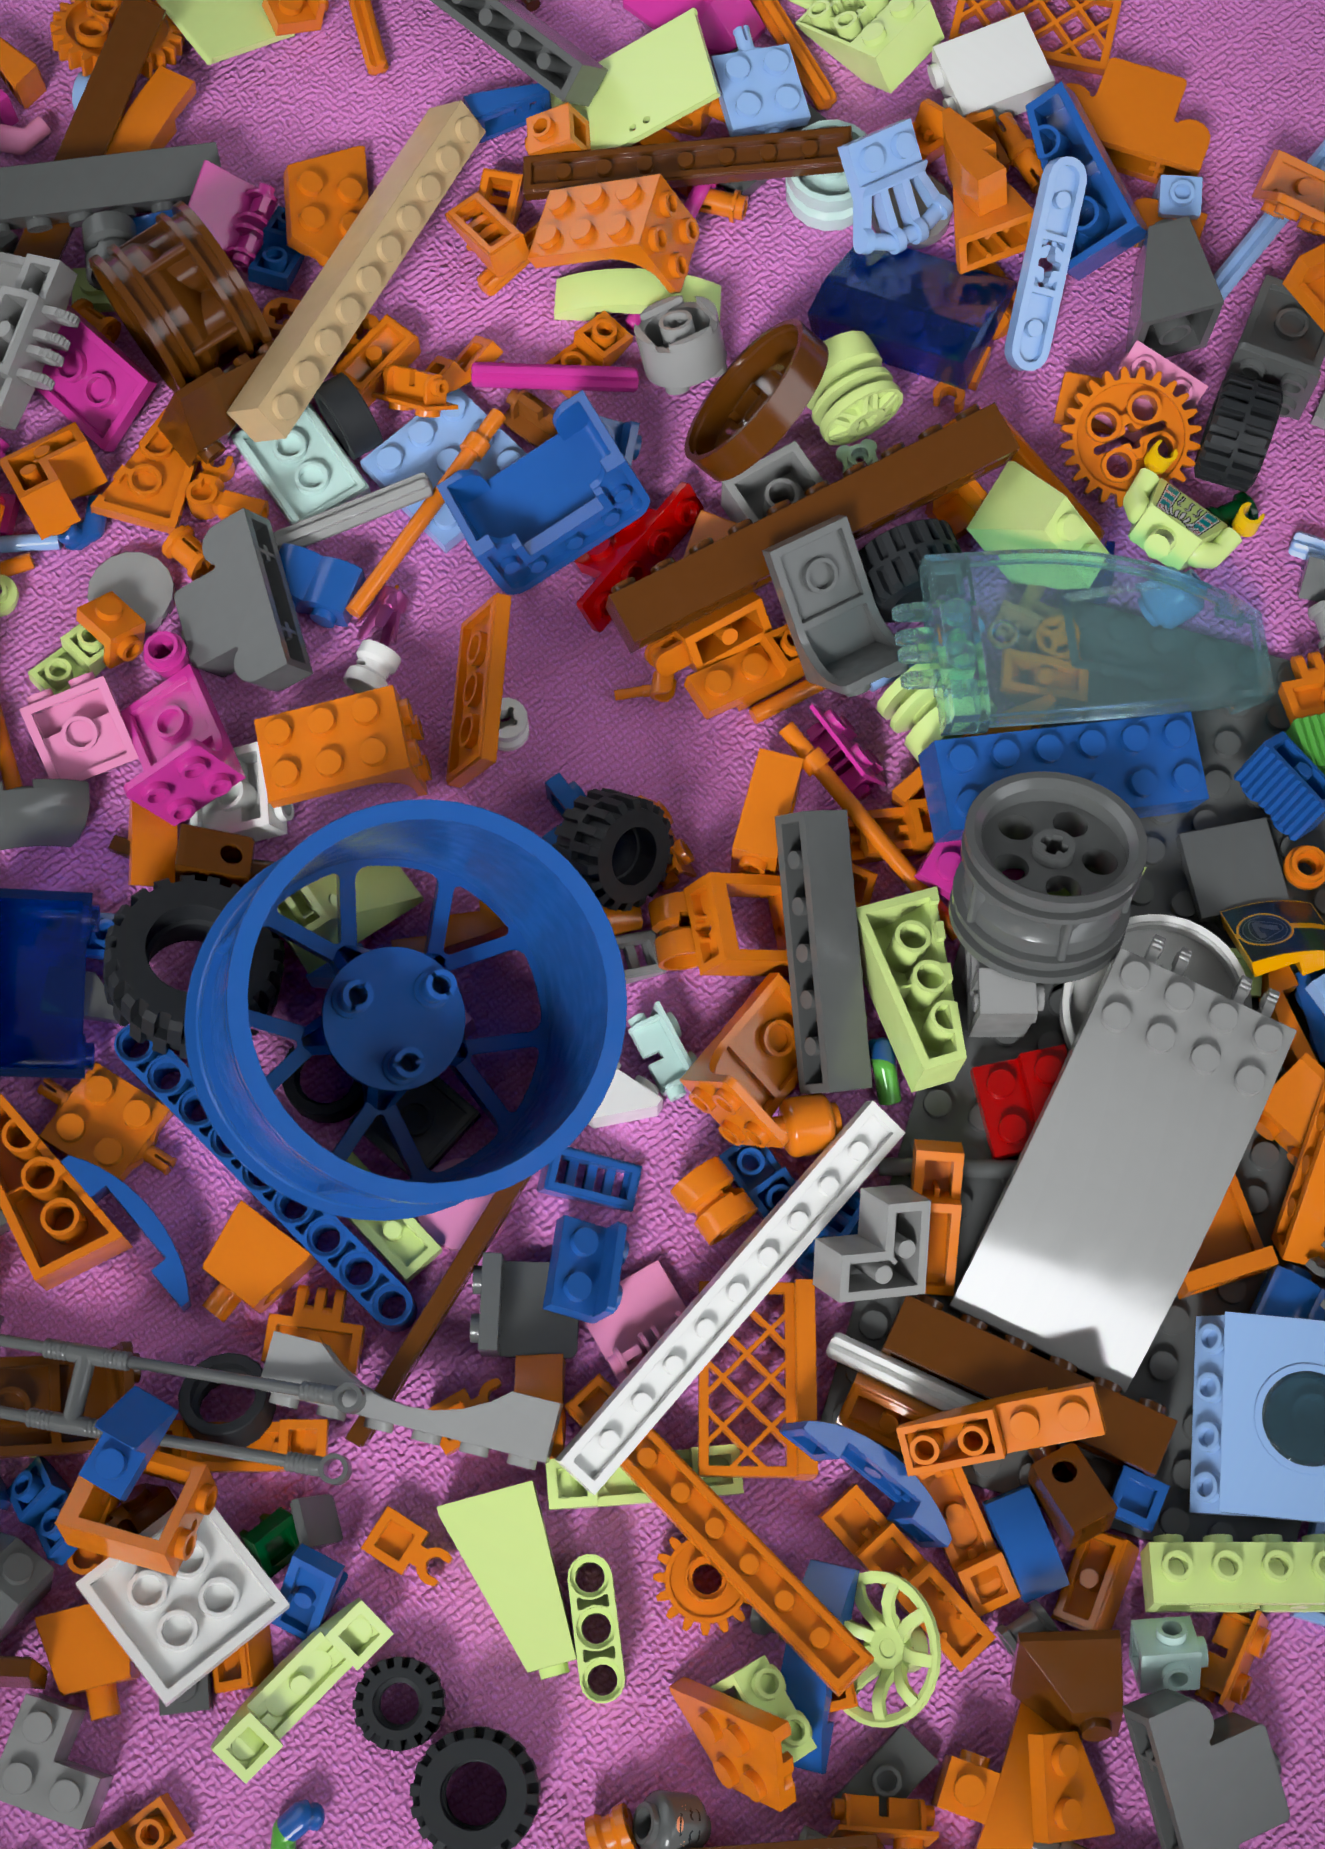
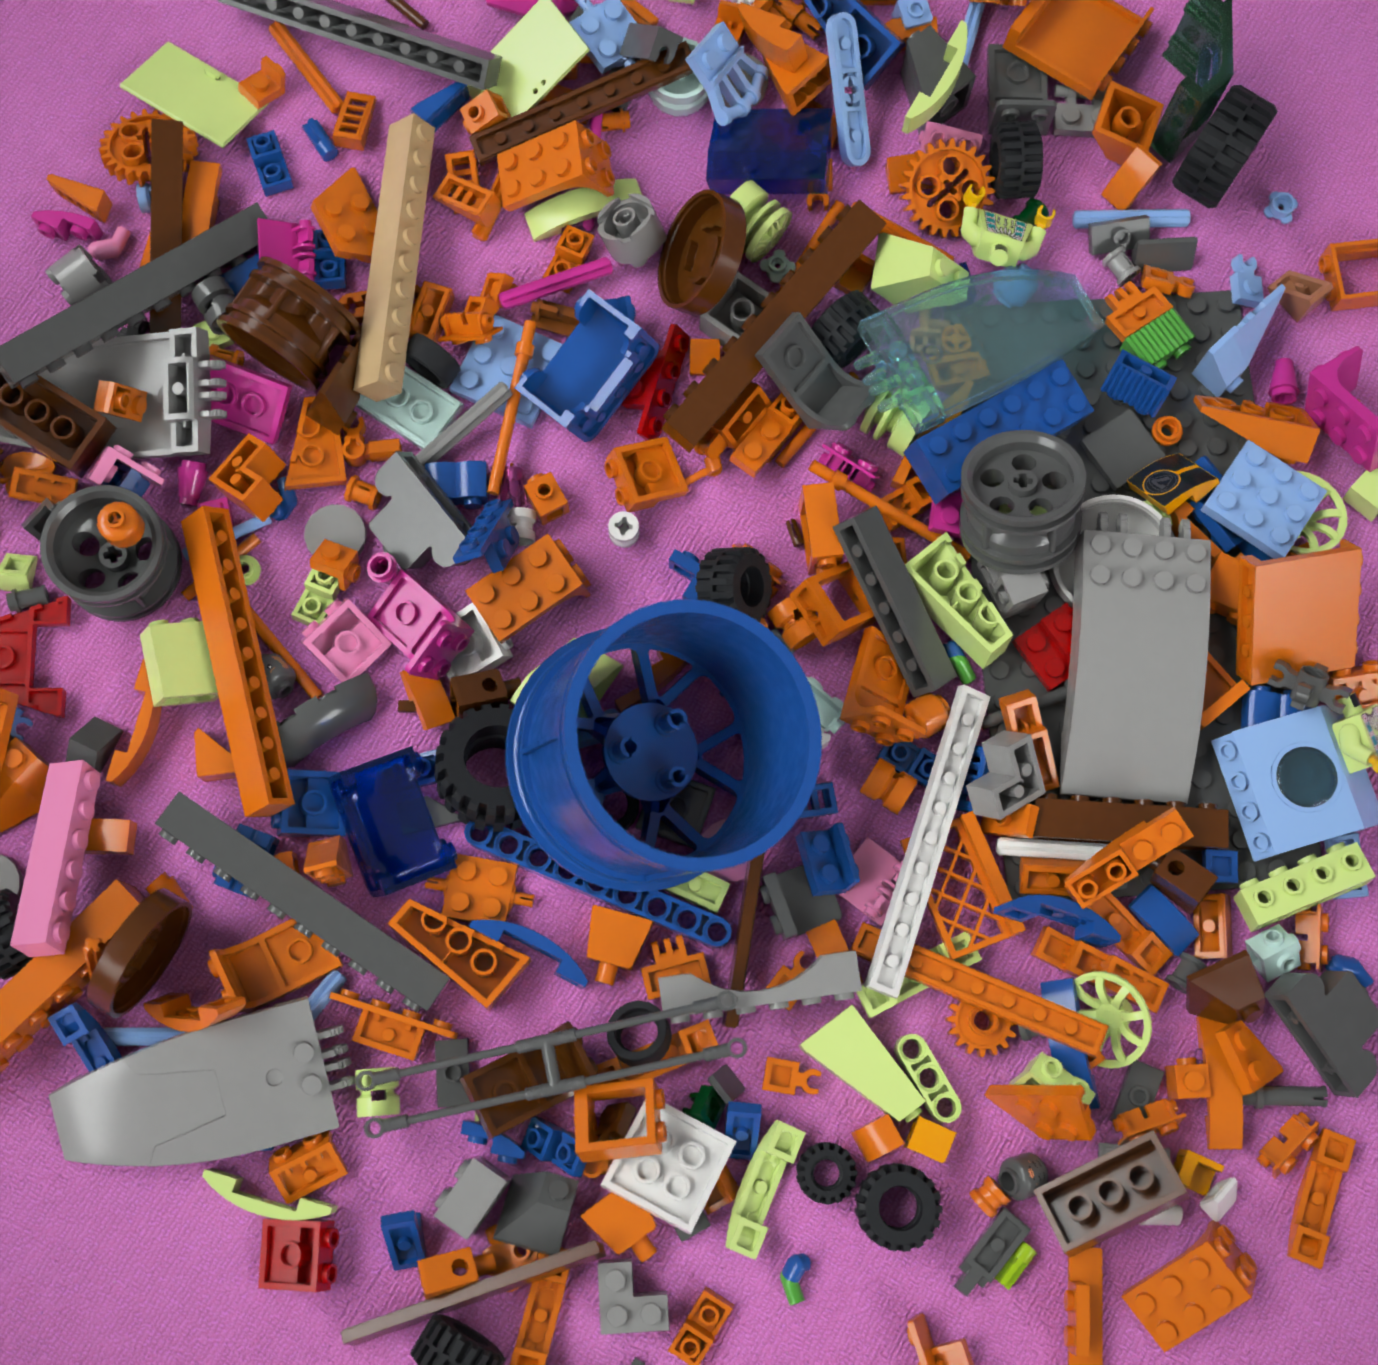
camera: 25 degrees left, 5 degrees up
(128, 1441) = (600, 1084): blue slope -> none
(262, 106) = (270, 163): none -> blue slope
(320, 664) = (490, 536): none -> blue bracket
(337, 99) = (320, 140): none -> blue piece
(386, 114) = (354, 140): none -> orange slope
(421, 646) = (546, 497): none -> orange brick
(478, 691) = (599, 514): orange tile -> none
(492, 1683) = (877, 1137): none -> orange brick
(562, 1717) = (929, 1139): none -> light orange panel
(565, 662) = (645, 474): none -> orange plate
(731, 827) = (796, 541): none -> reddish brown piece
(798, 107) = (645, 42): none -> dark grey hinge
(864, 1320) = (1017, 824): none -> orange plate
(1133, 316) = (926, 107): none -> yellowish green slope
(1277, 1725) = (1347, 963): none -> blue arm

